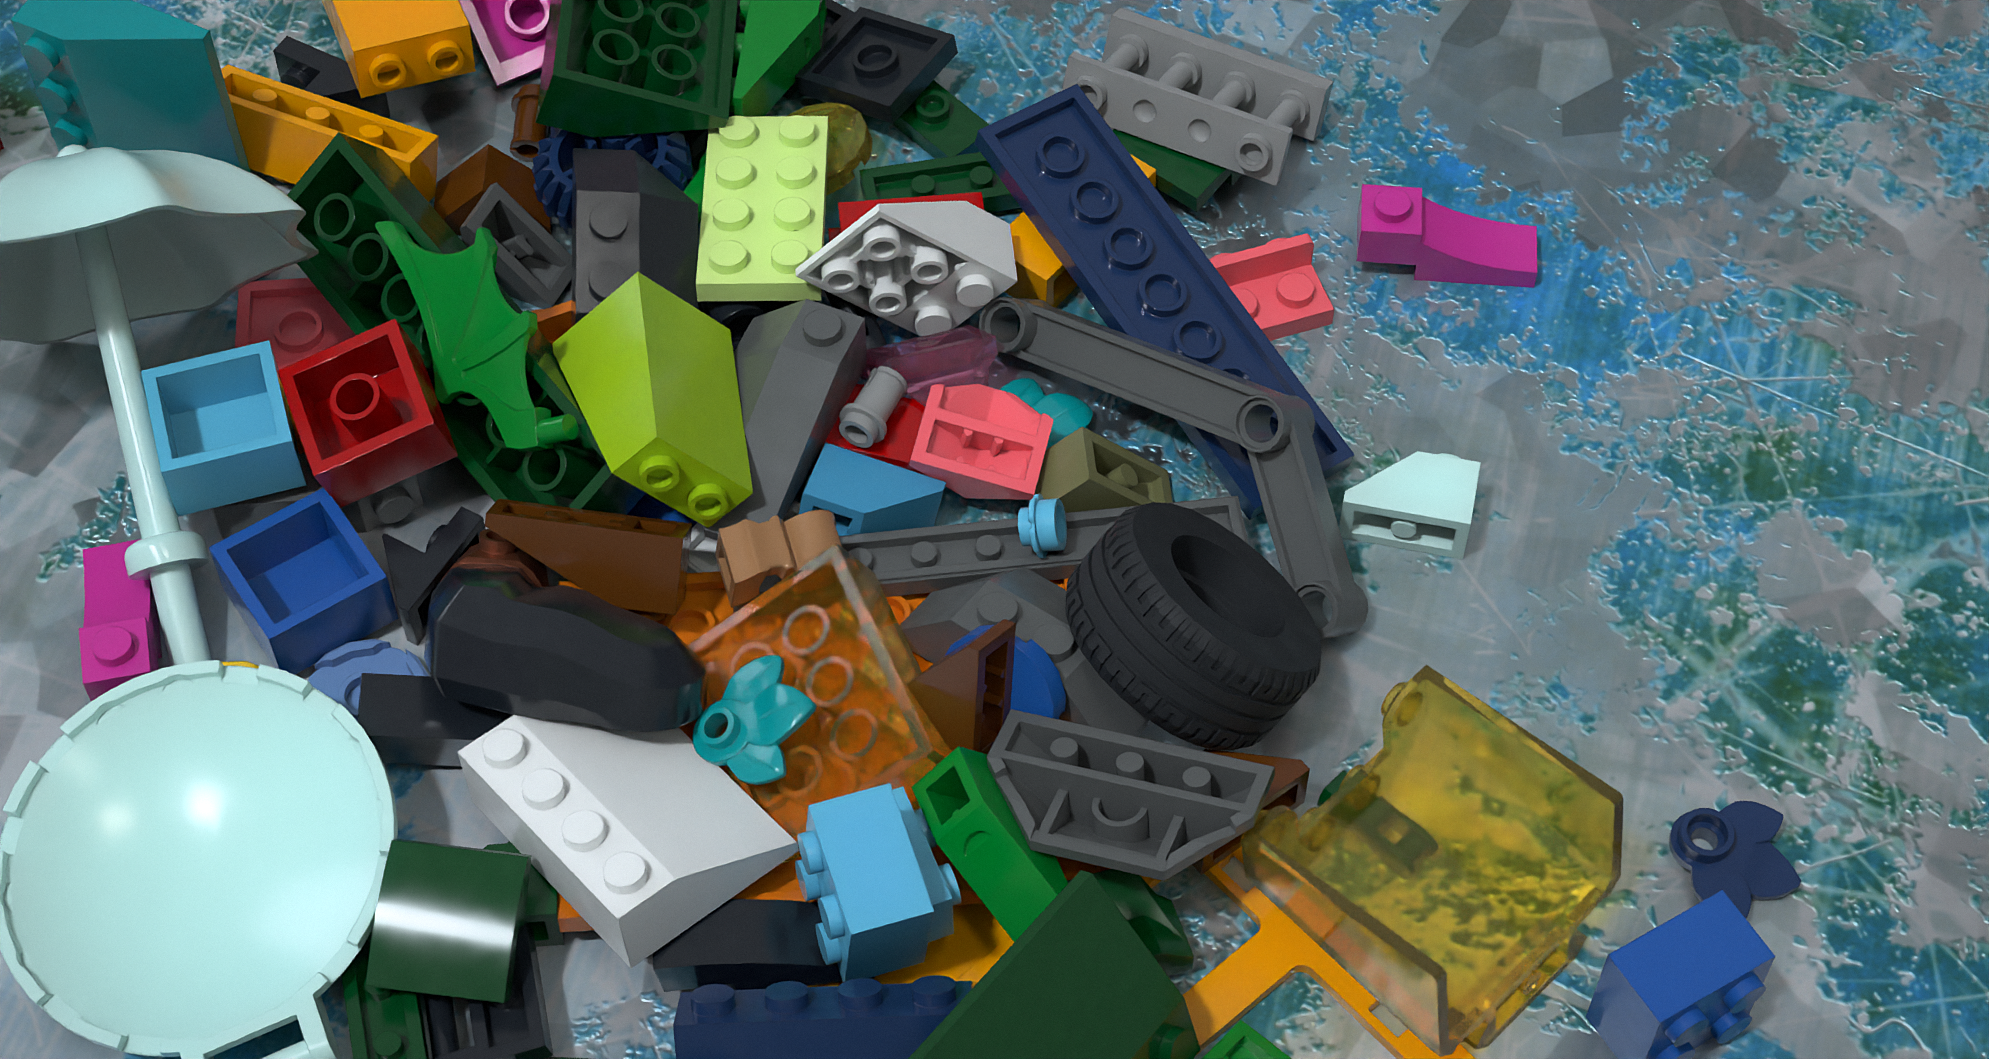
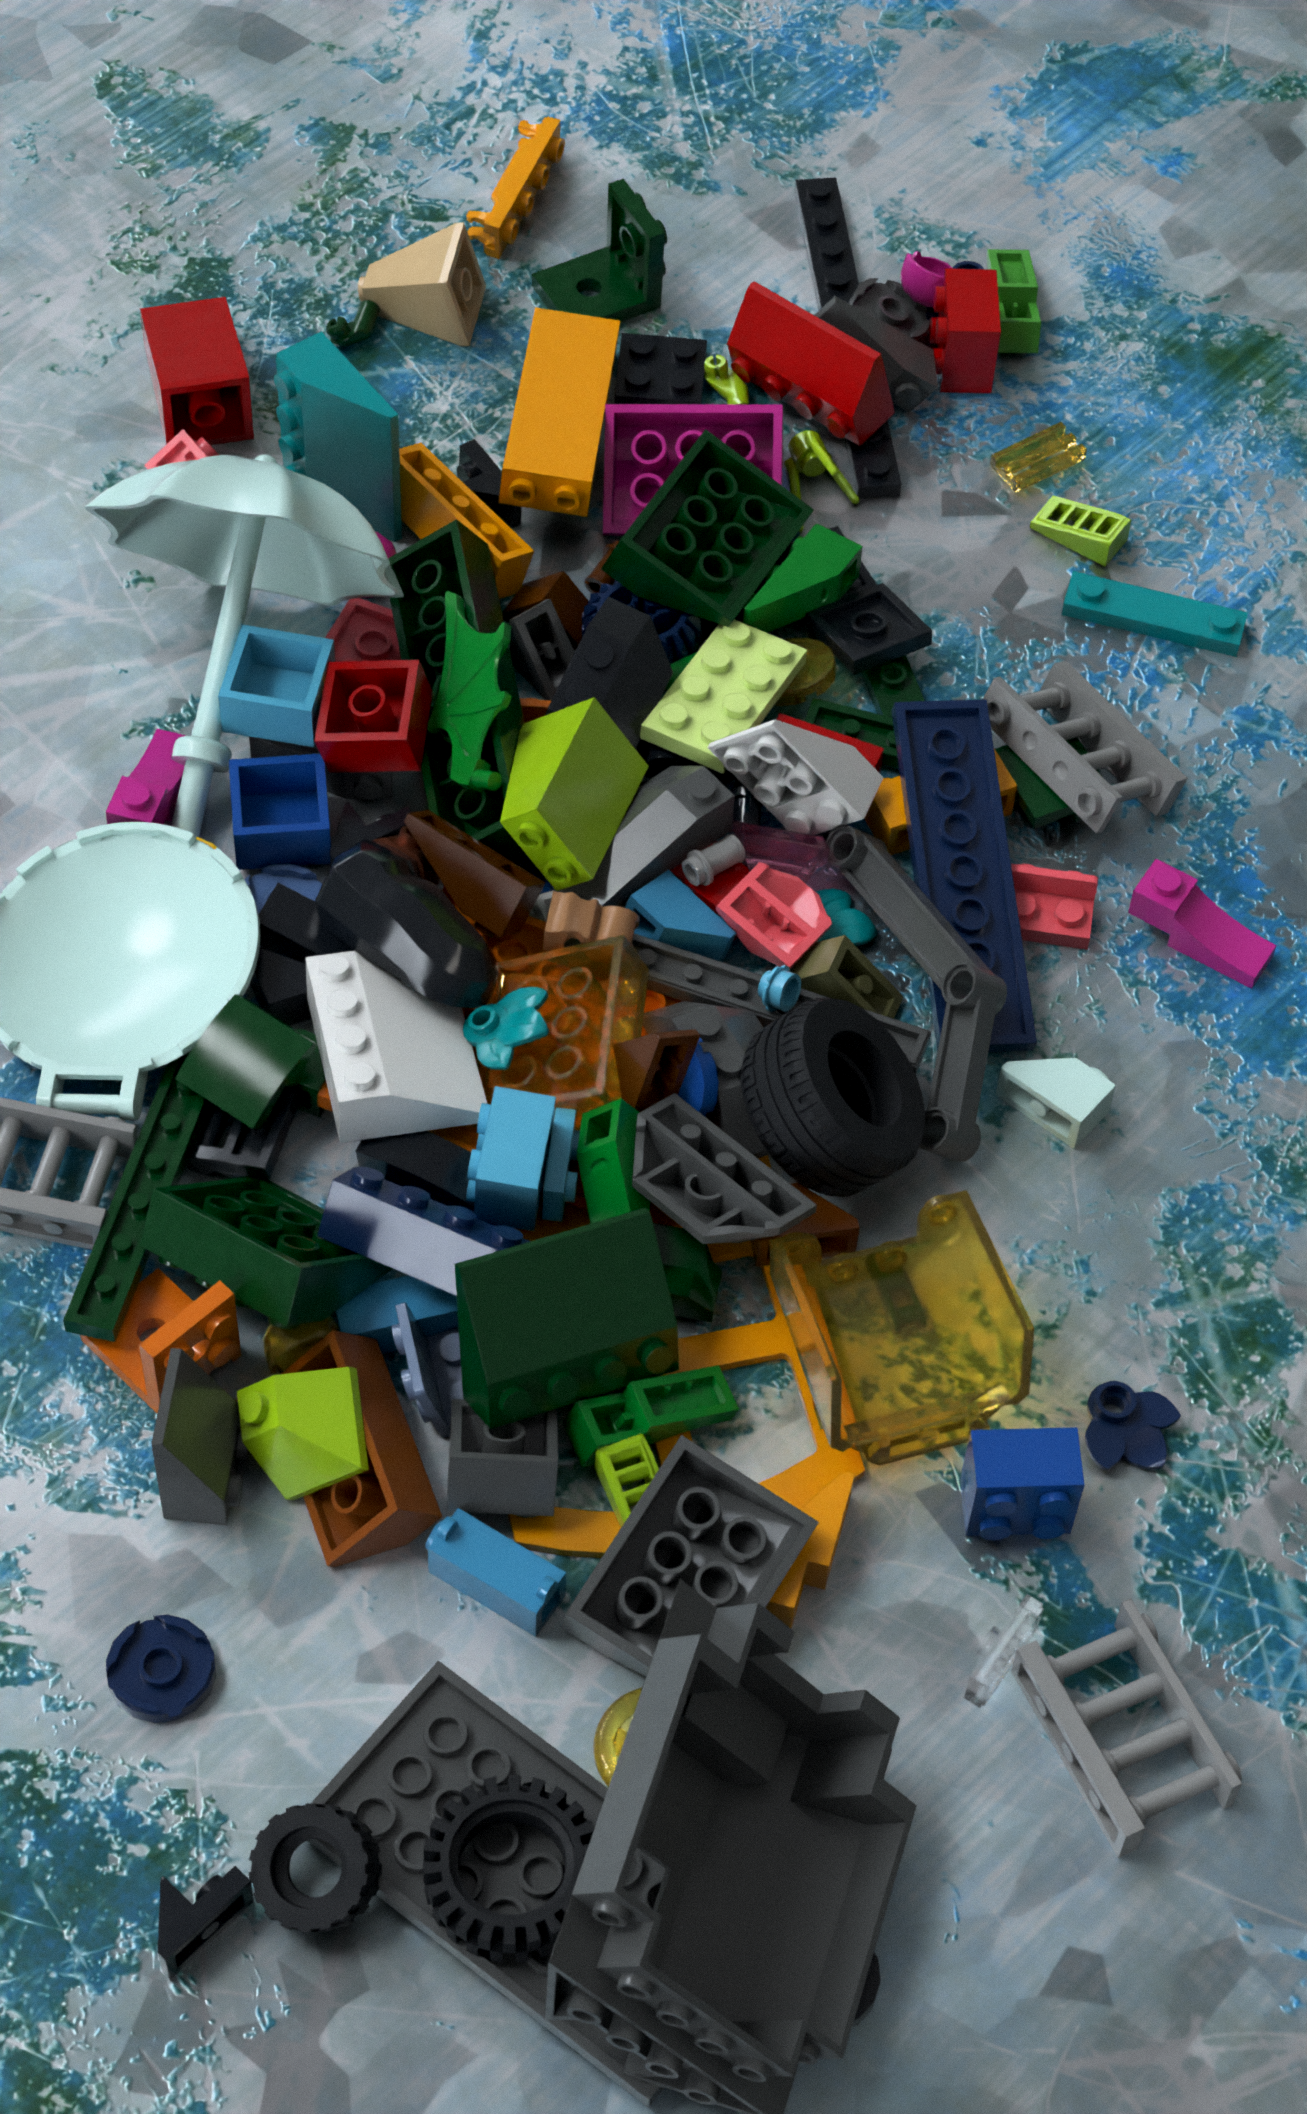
camera: 25 degrees right, 0 degrees up
(434, 802) = (281, 987): none -> black slope

